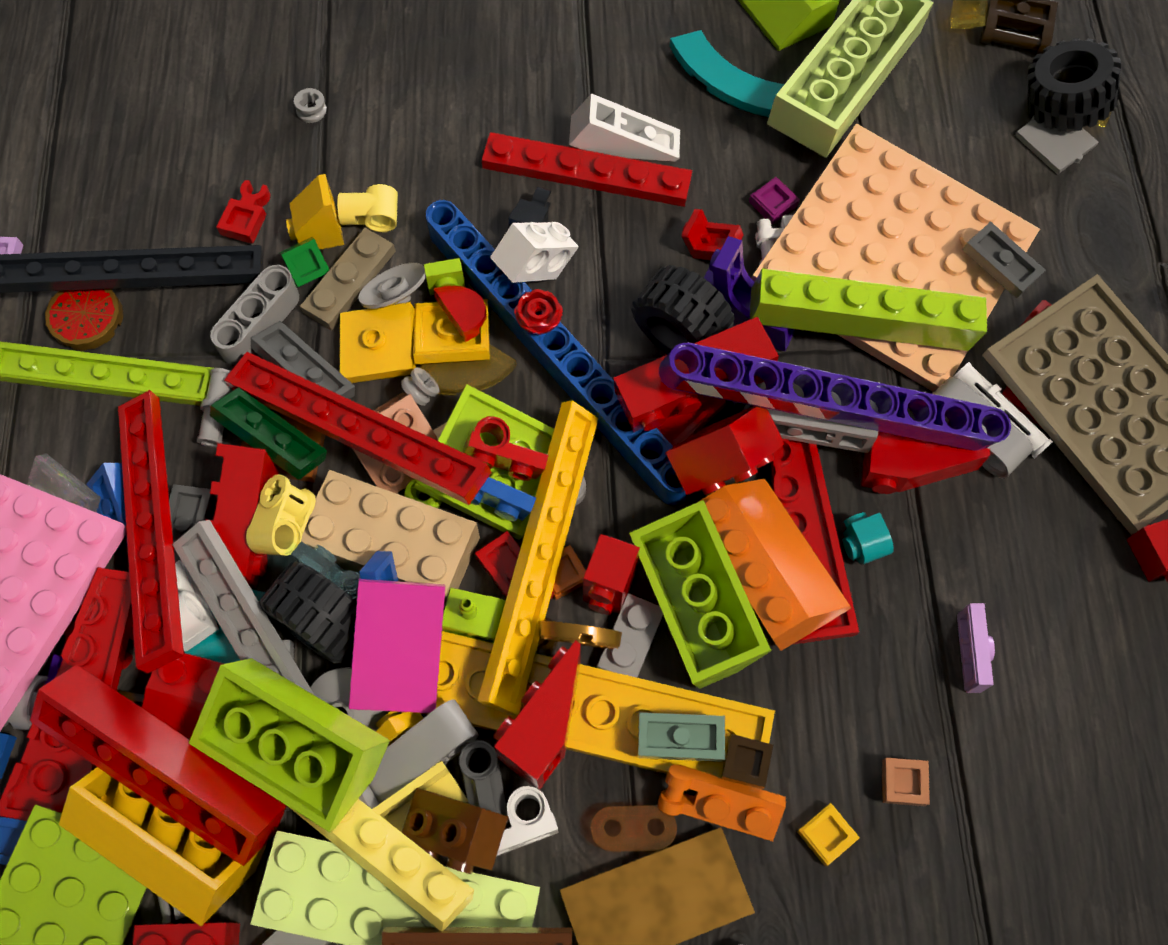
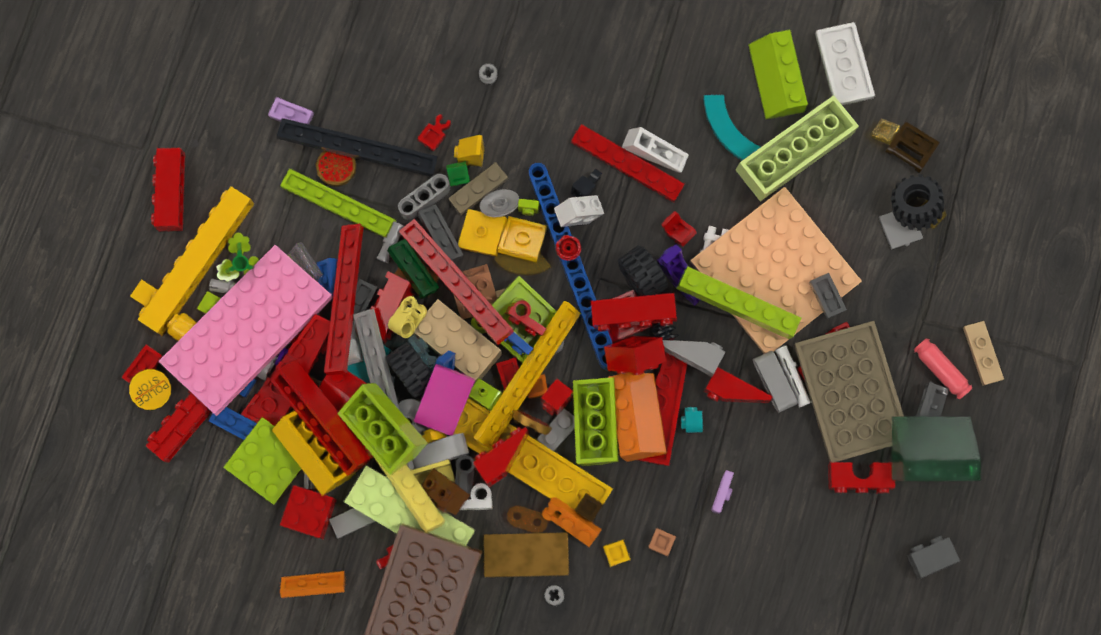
camera: 25 degrees right, 10 degrees up
(374, 208) = (504, 152): light yellow piece -> none
(420, 386) = (496, 266): light grey bush -> none
(463, 308) = (532, 230): red tile -> none
(681, 737) = (562, 486): sand green plate -> none
(774, 200) = (723, 215): magenta tile -> none
(854, 393) = (705, 354): dark purple beam -> none

